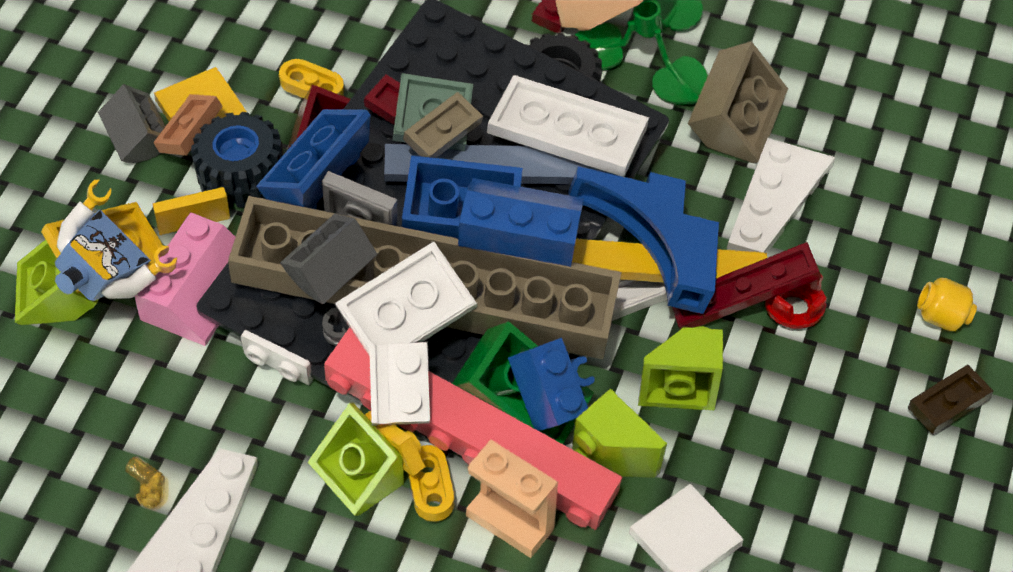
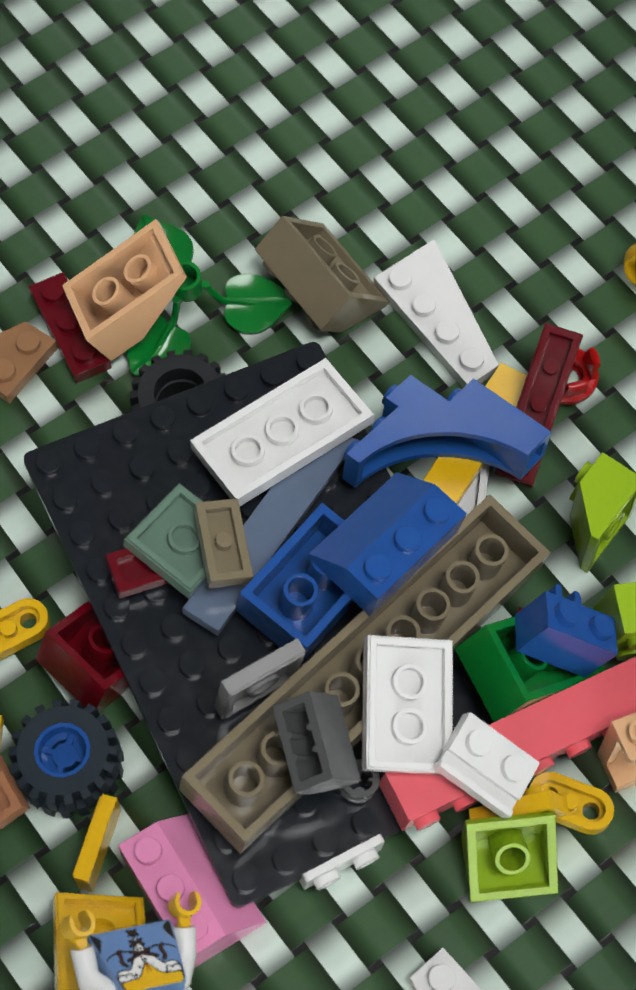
camera: 55 degrees left, 10 degrees up
(326, 145) = (175, 684): blue slope -> none

